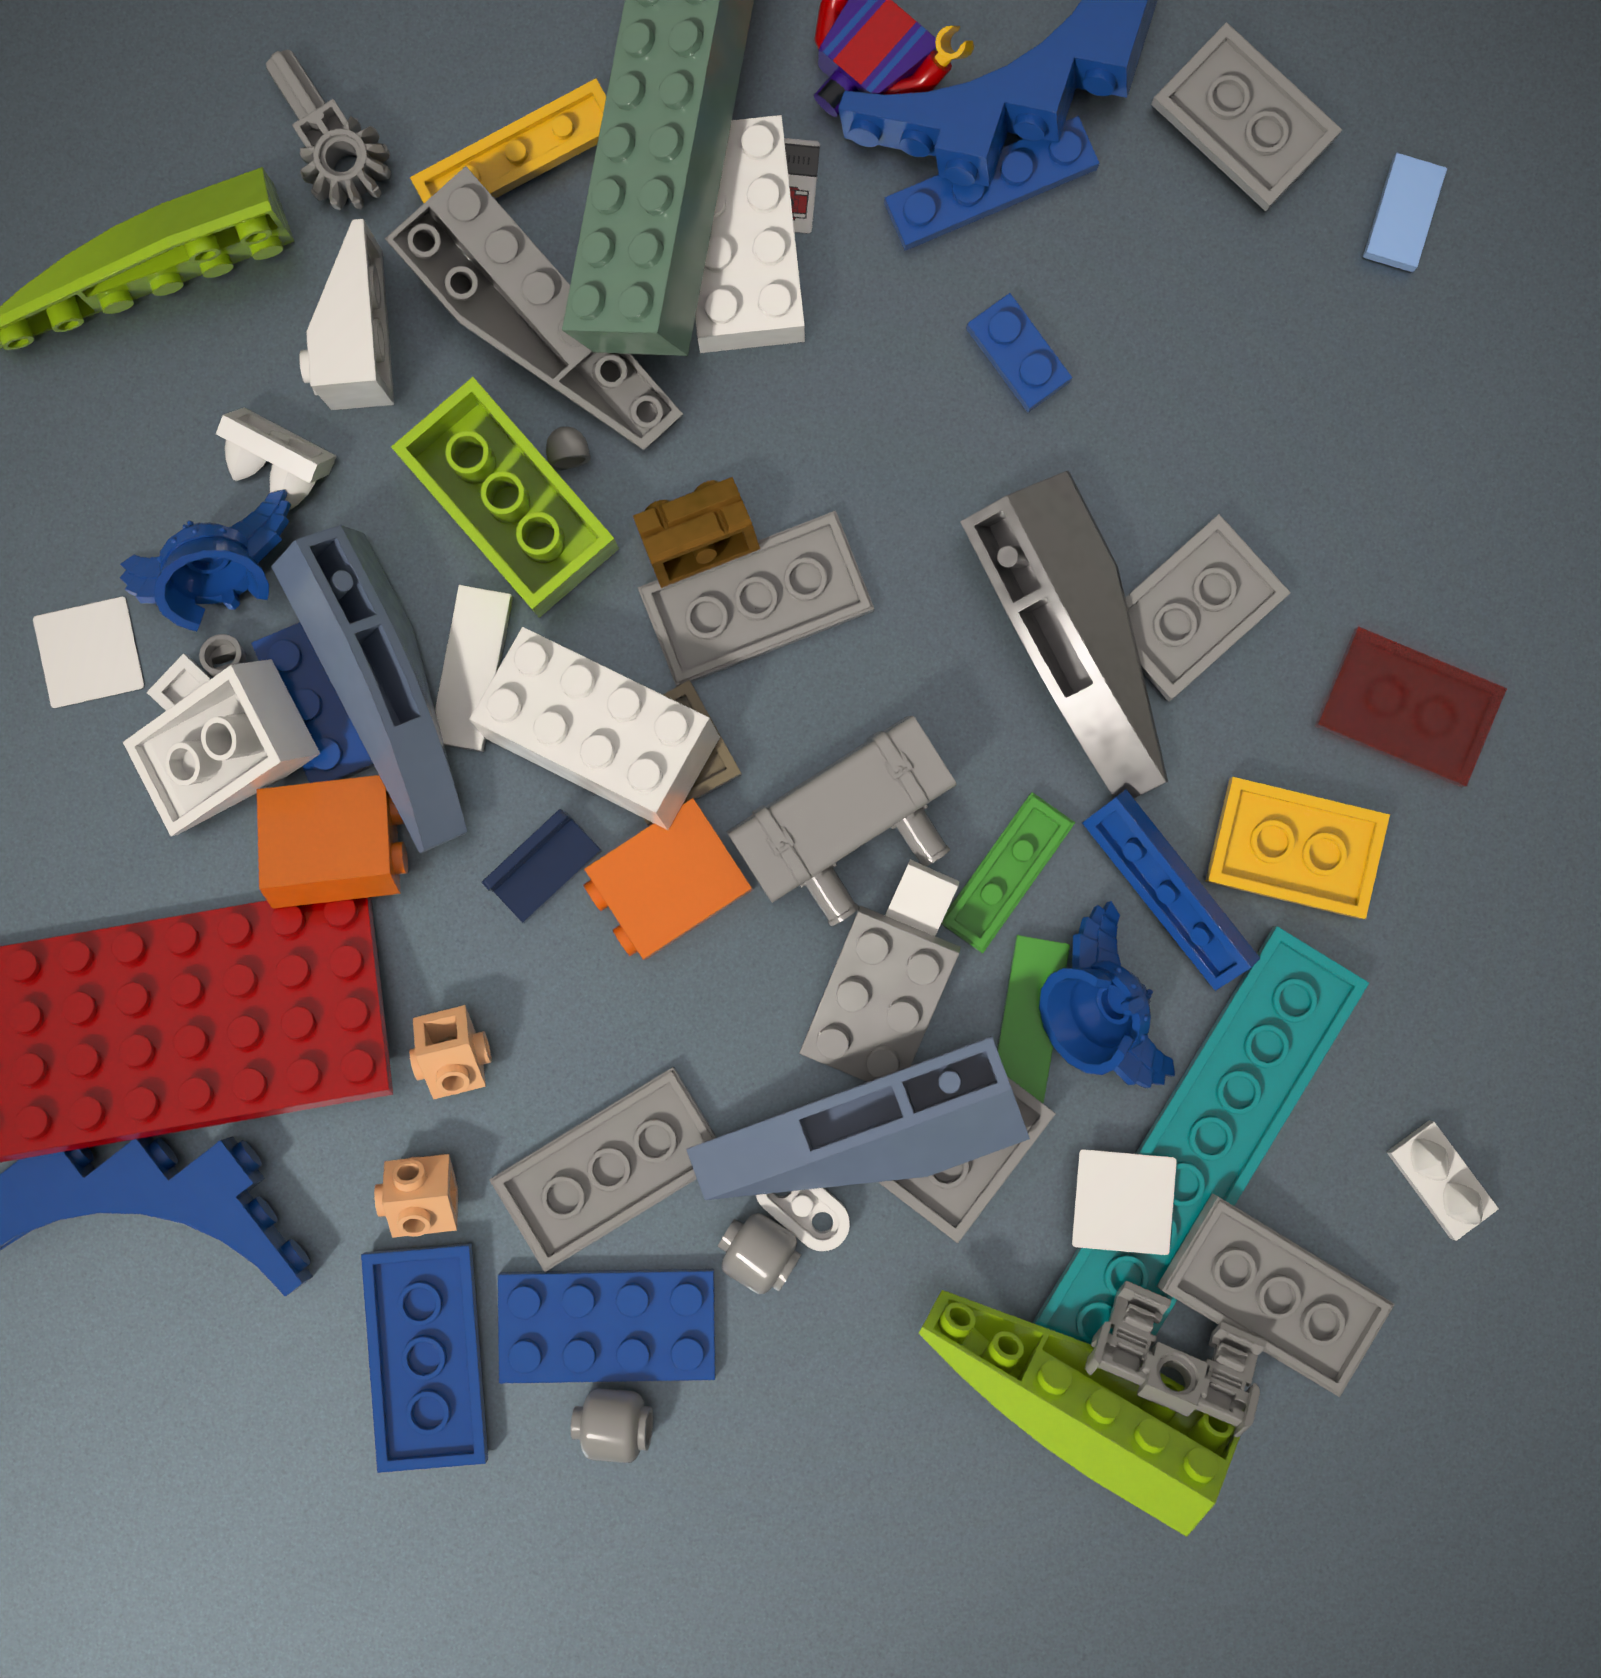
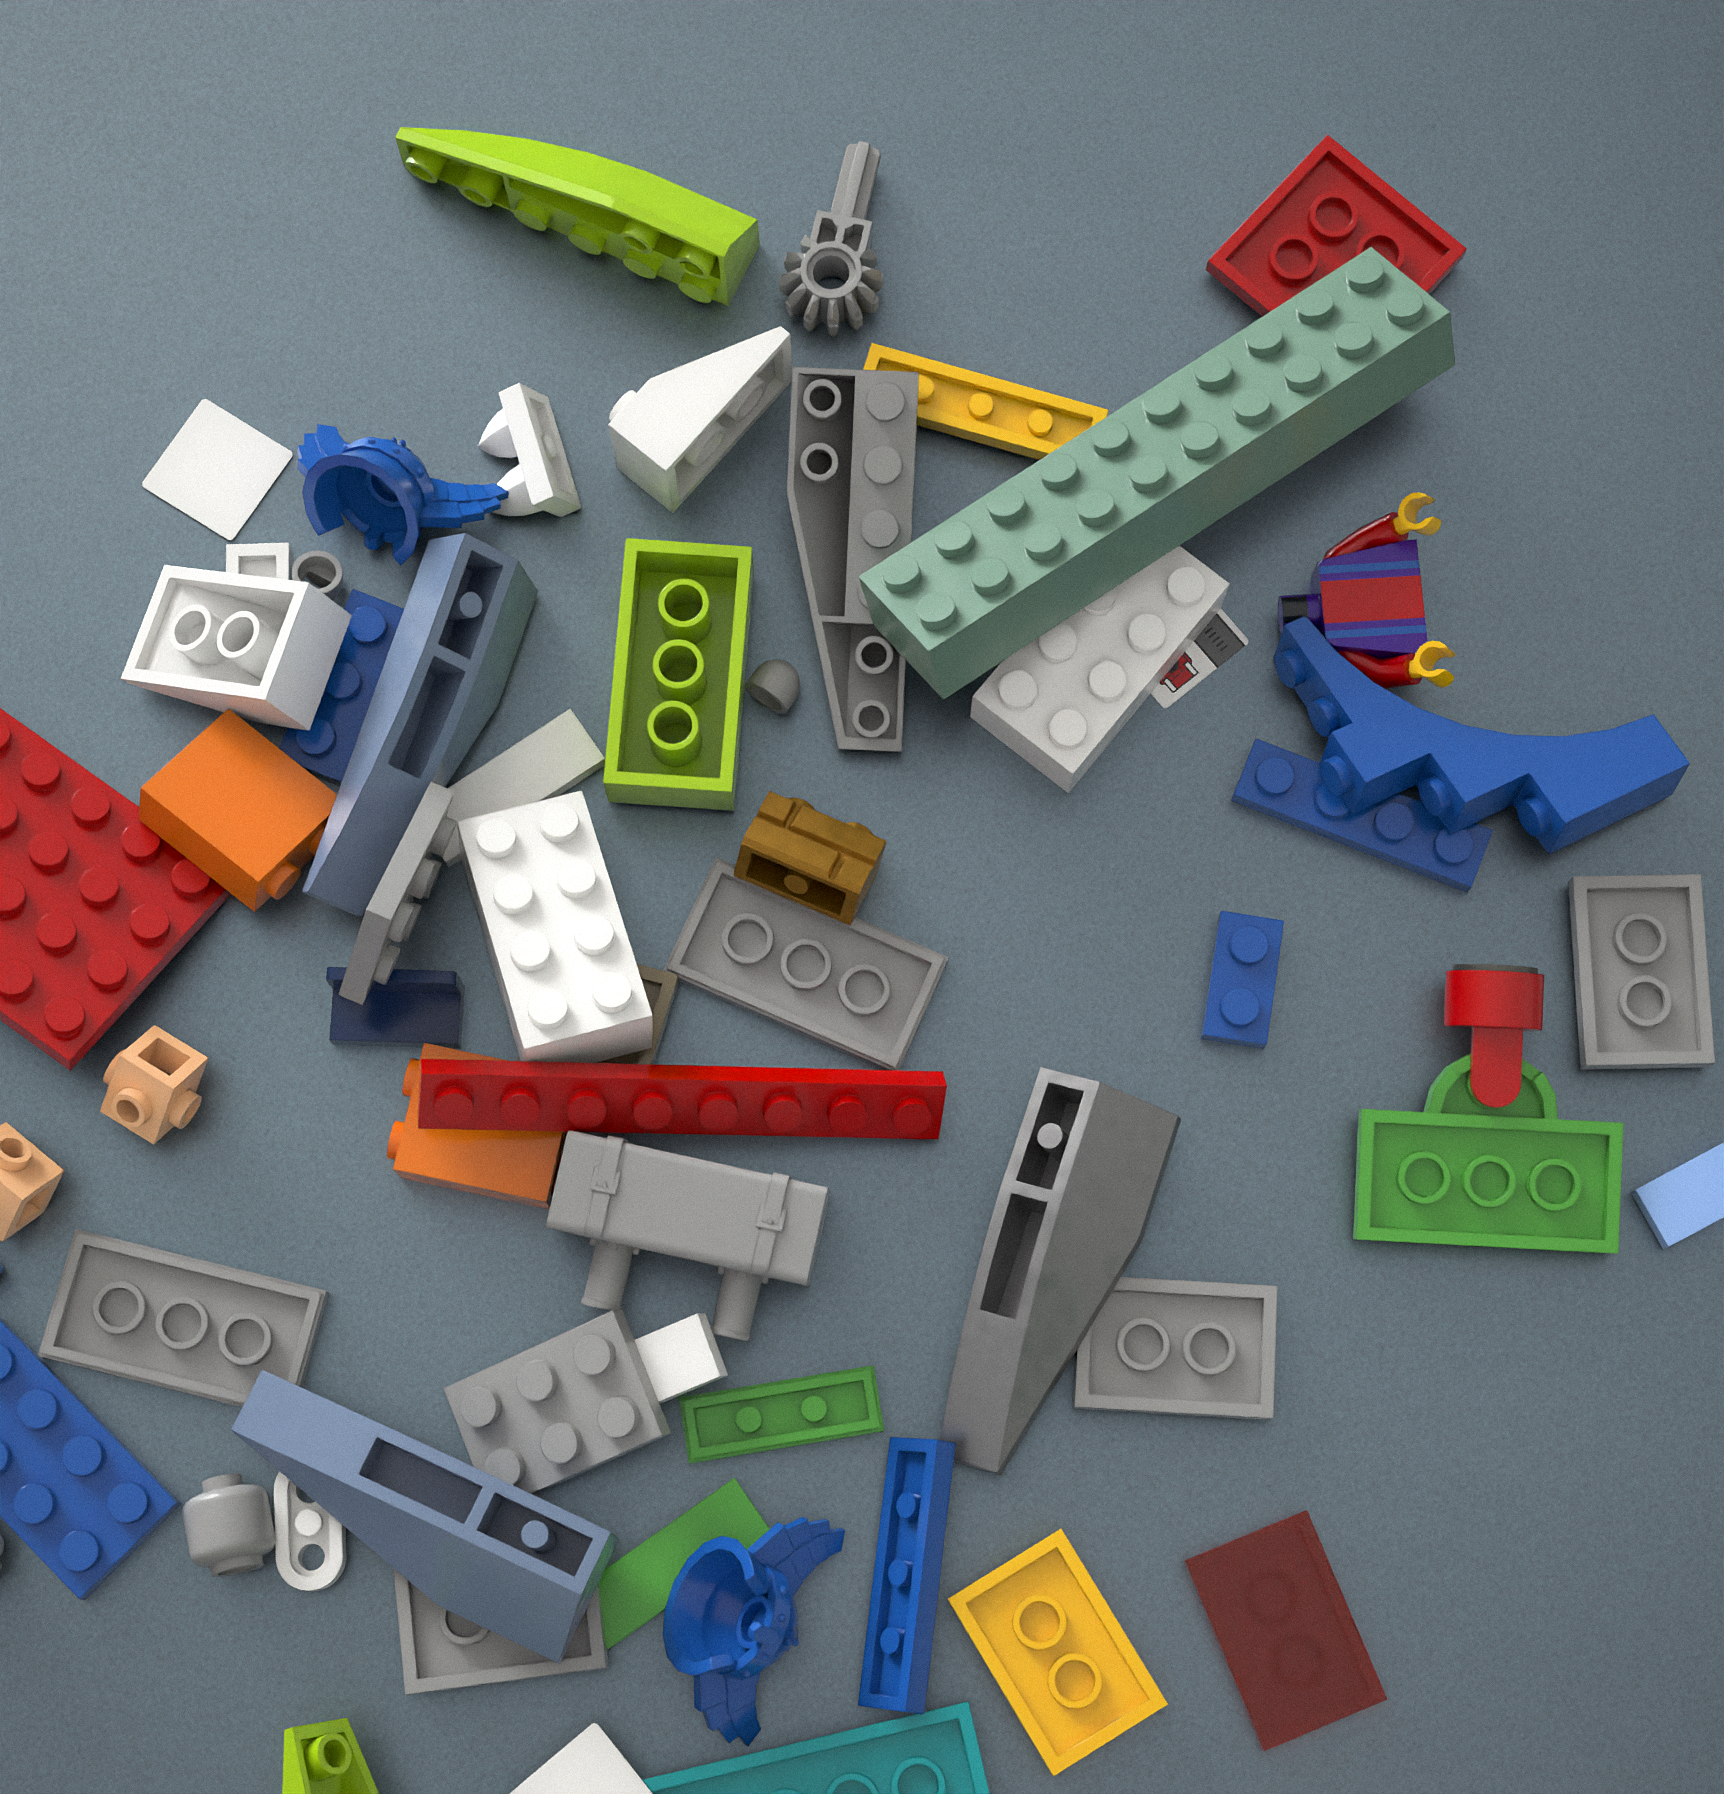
camera: 40 degrees right, 10 degrees down
(490, 809) = (392, 908): none -> light grey plate
(769, 752) = (679, 1099): none -> red plate
(1261, 309) = (1489, 1148): none -> bright green plate

